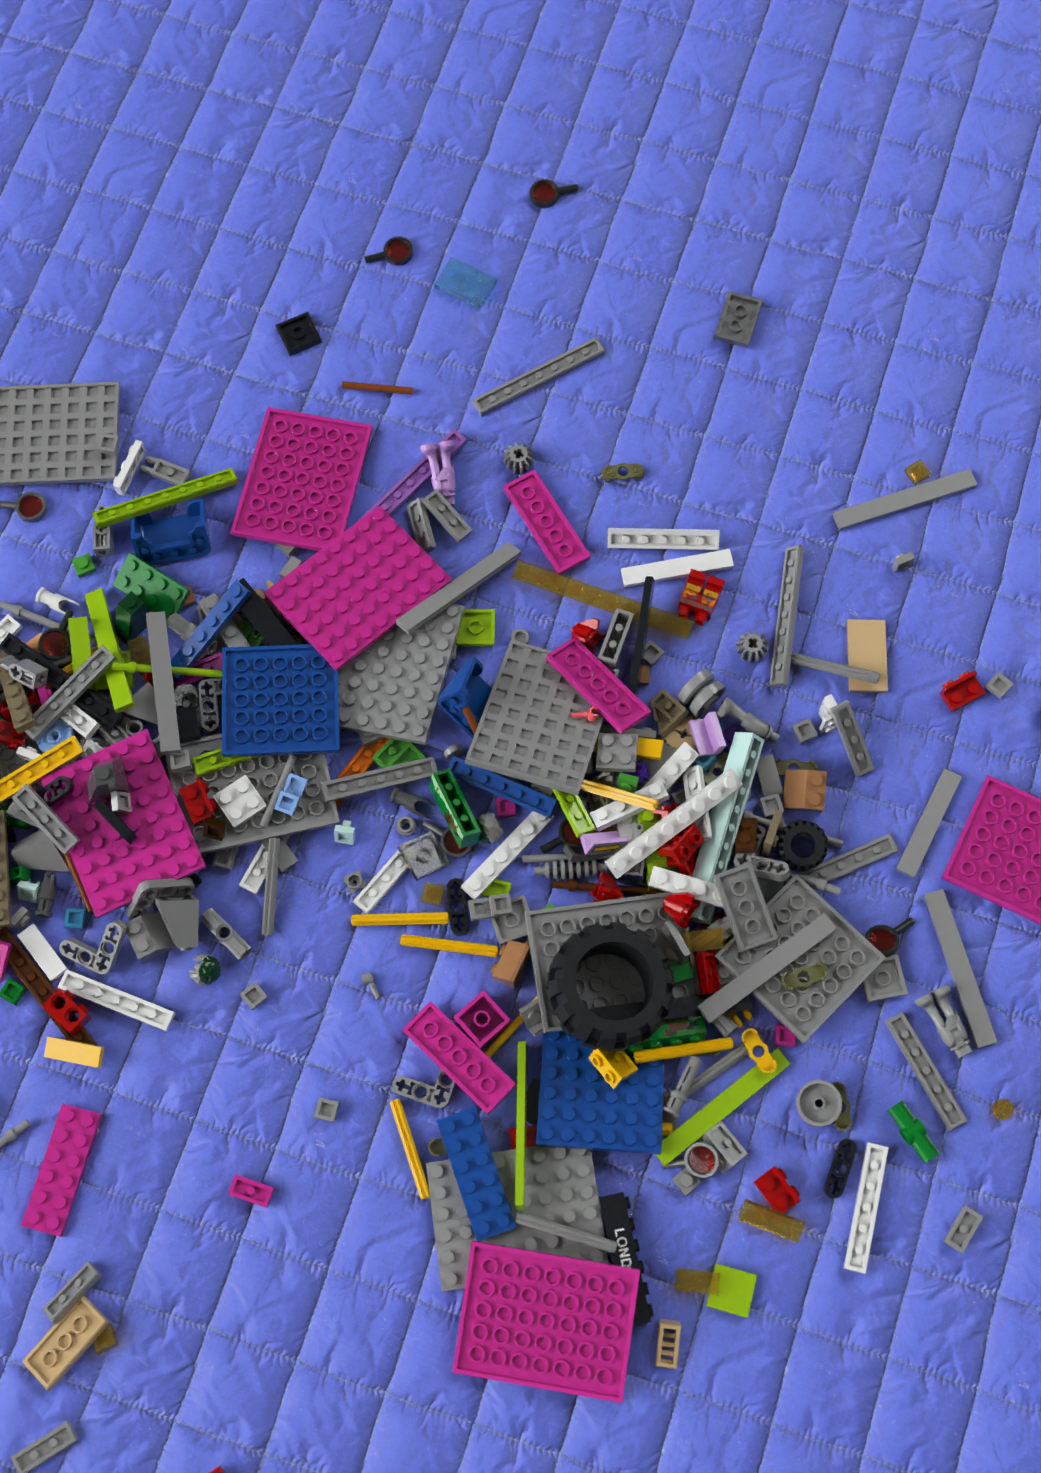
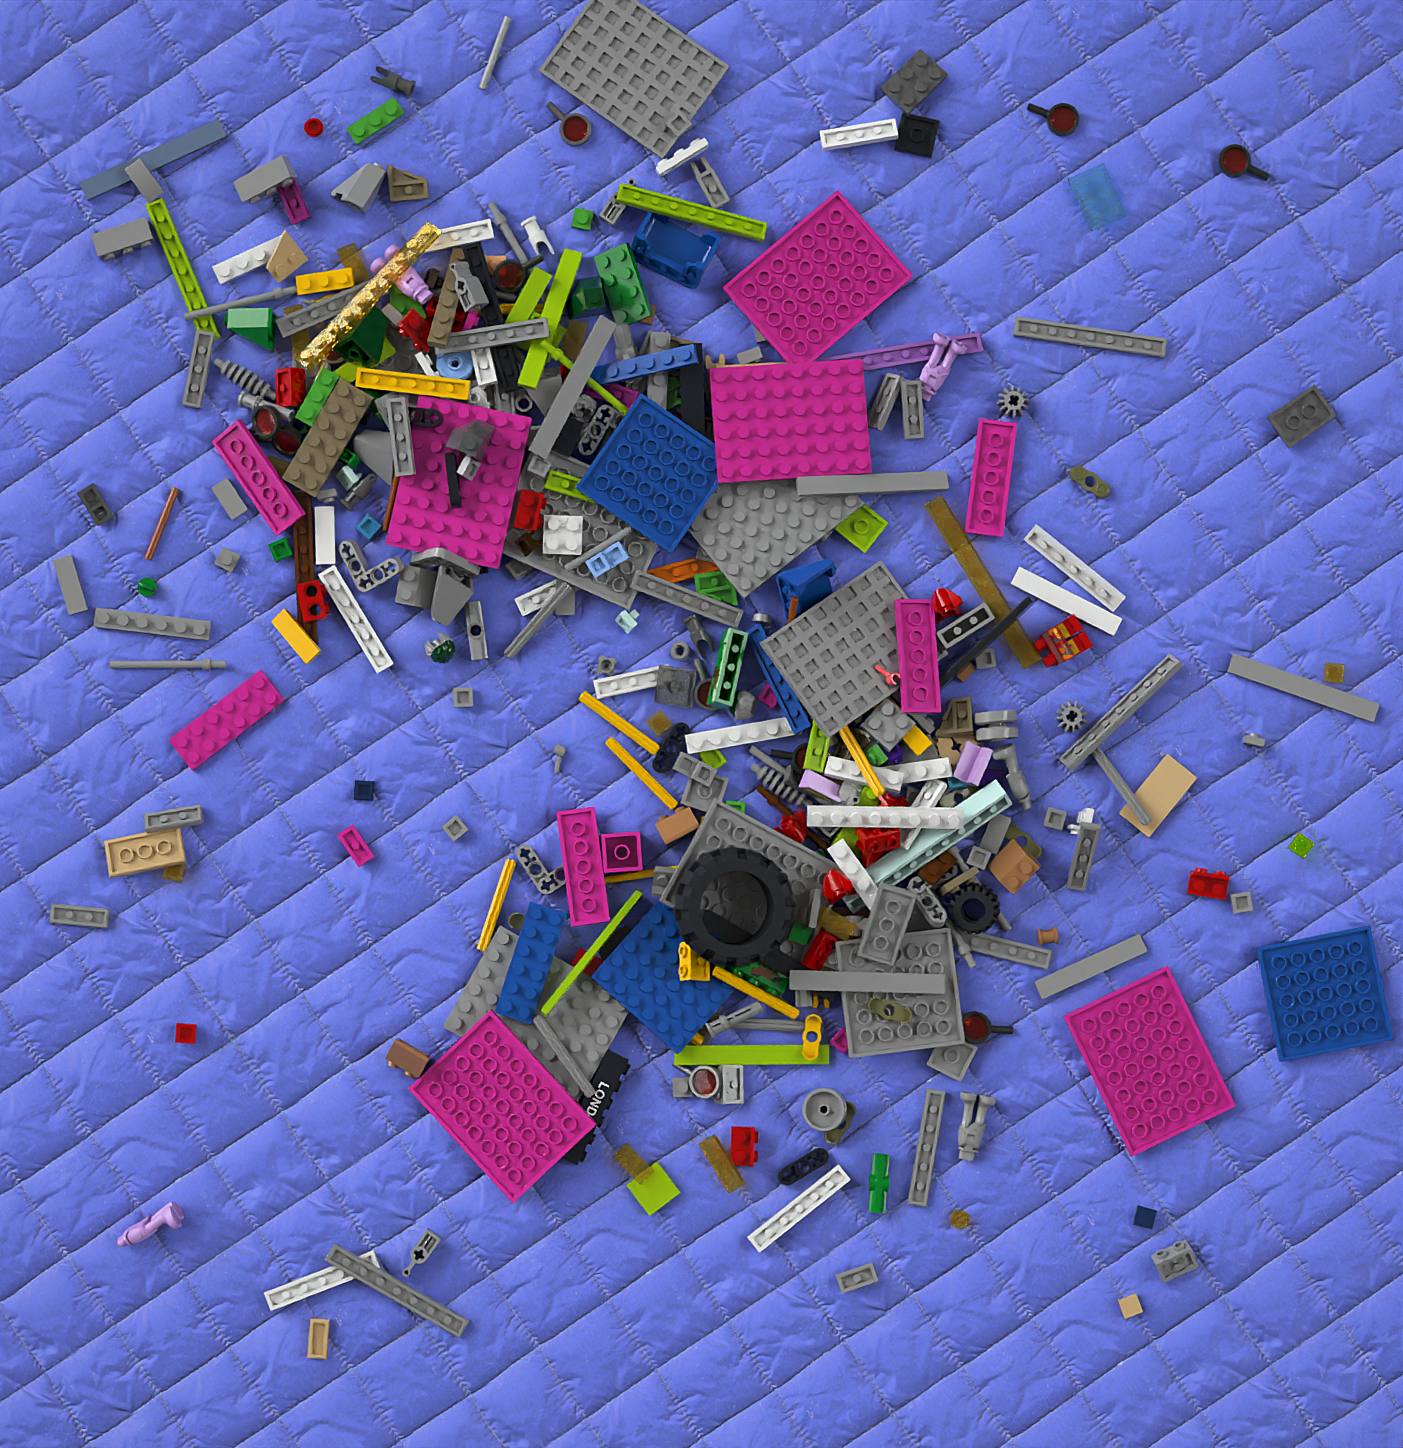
camera: 30 degrees right, 15 degrees up
(225, 1138) = (364, 790): none -> dark blue tile
(254, 361) = (858, 134): none -> white plate
(268, 299) = (914, 82): none -> flat silver plate
(377, 388) = (945, 241): dark orange bar -> none
(431, 1344) = (408, 1058): none -> medium nougat slope
(520, 635) = (891, 562): light grey tile -> none
(669, 1324) = (591, 1178): tan slope -> none
(876, 824) = (1047, 936): none -> medium nougat bush
(960, 969) = (1017, 1093): light grey tile -> none
(1005, 610) = (1300, 845): none -> clear neon green plate

